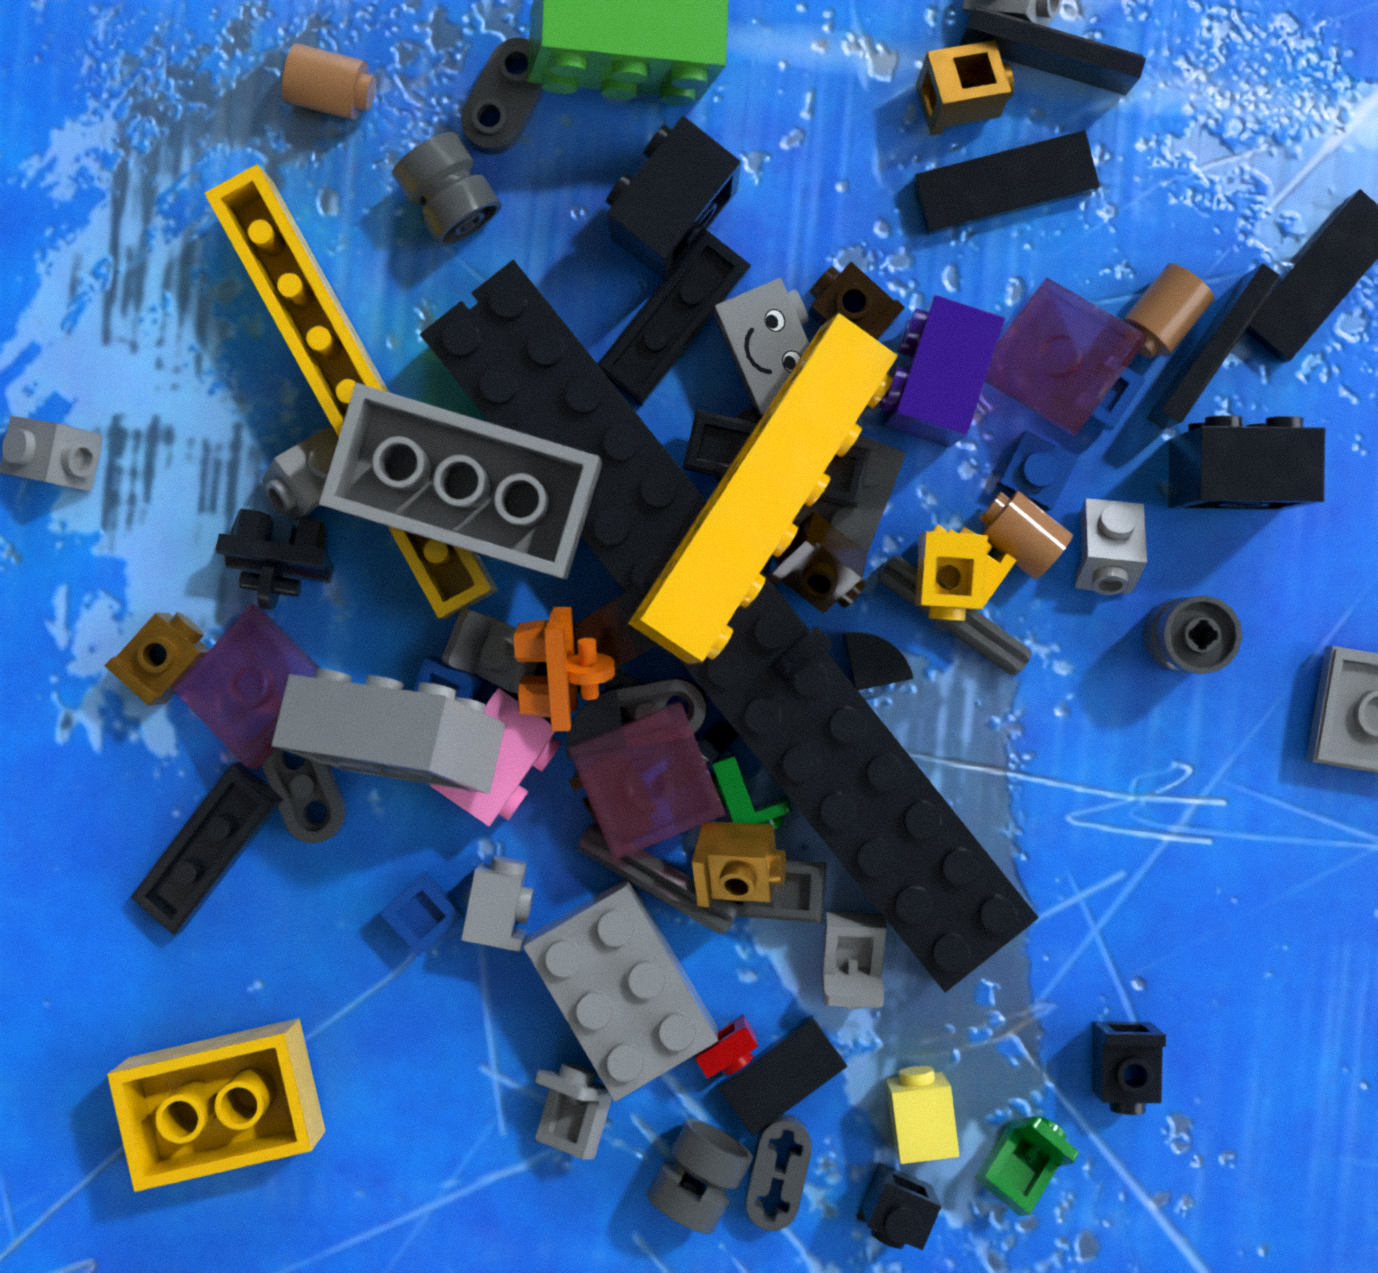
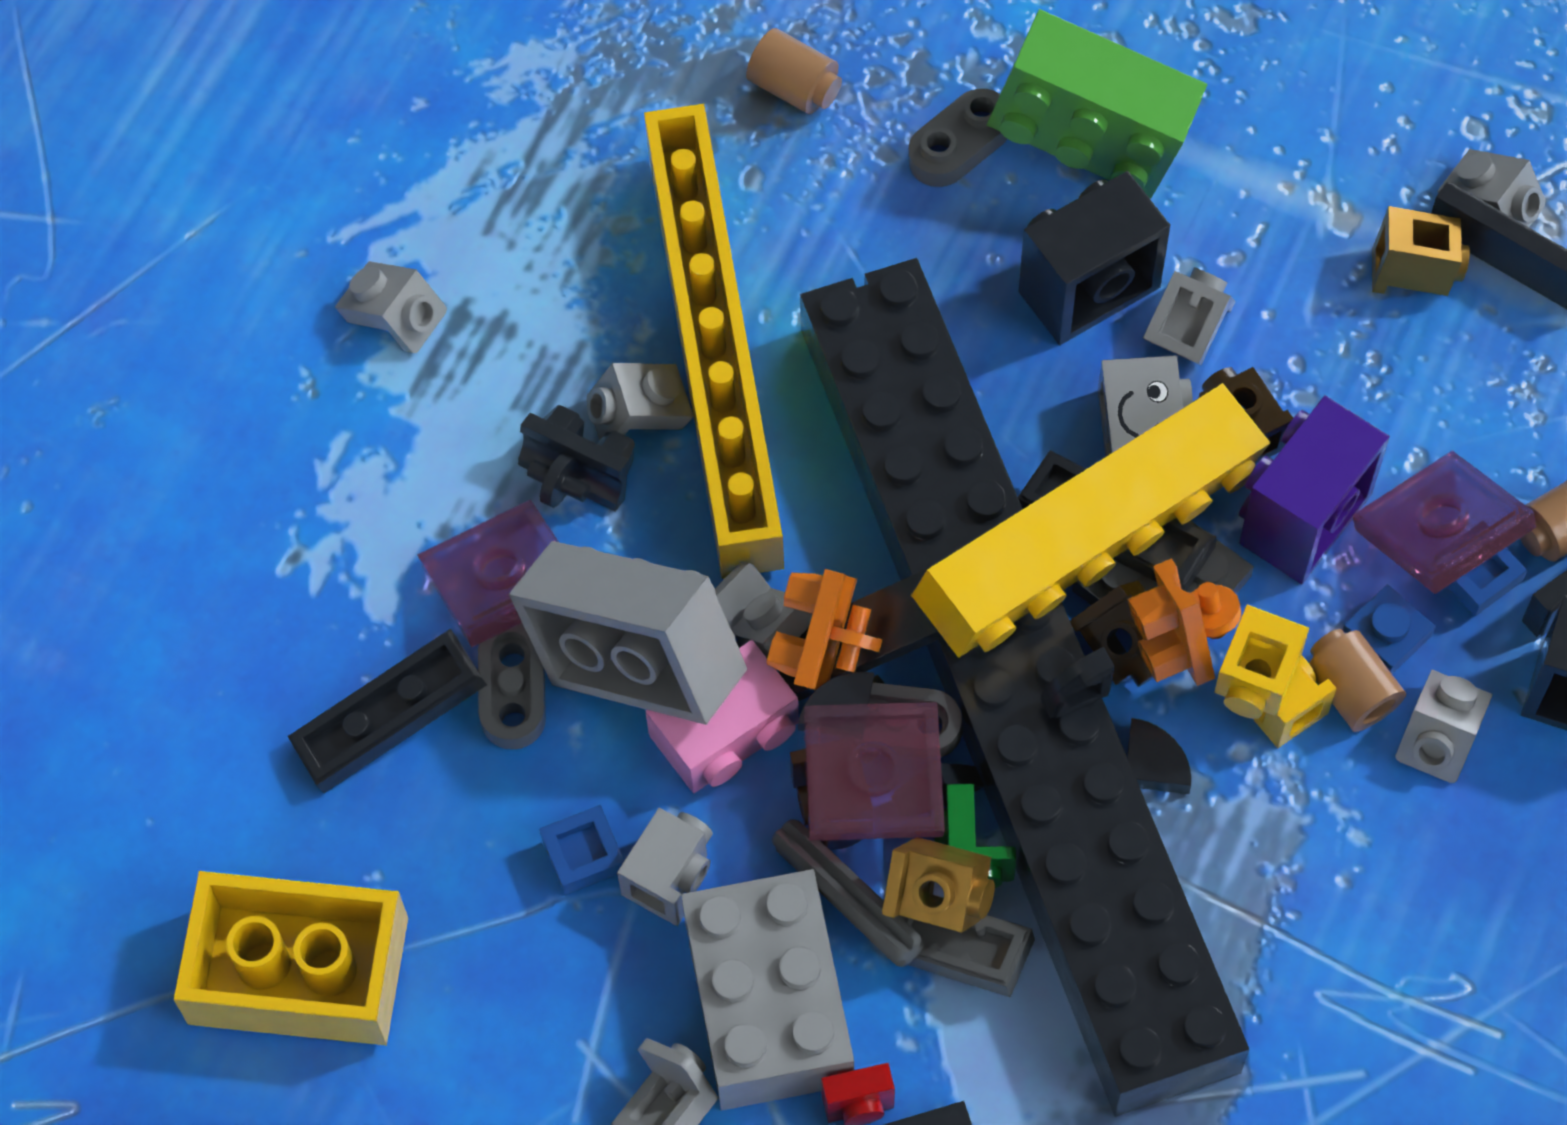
camera: 25 degrees right, 25 degrees down
(183, 650) = (418, 515): pearl gold brick -> none
(441, 180) = (875, 190): dark grey wheel -> none
(461, 481) = (796, 413): light grey brick -> none
(674, 317) = (1055, 374): black tile -> none
(776, 218) = (1189, 314): none -> light grey bracket
(853, 960) = (1031, 1045): light grey bracket -> none
(871, 571) = (1179, 622): none -> orange hips
(974, 631) = (1263, 752): dark grey axle -> none
(1006, 182) = (1436, 356): black tile -> none
(1192, 634) = (1506, 828): dark grey wheel -> none

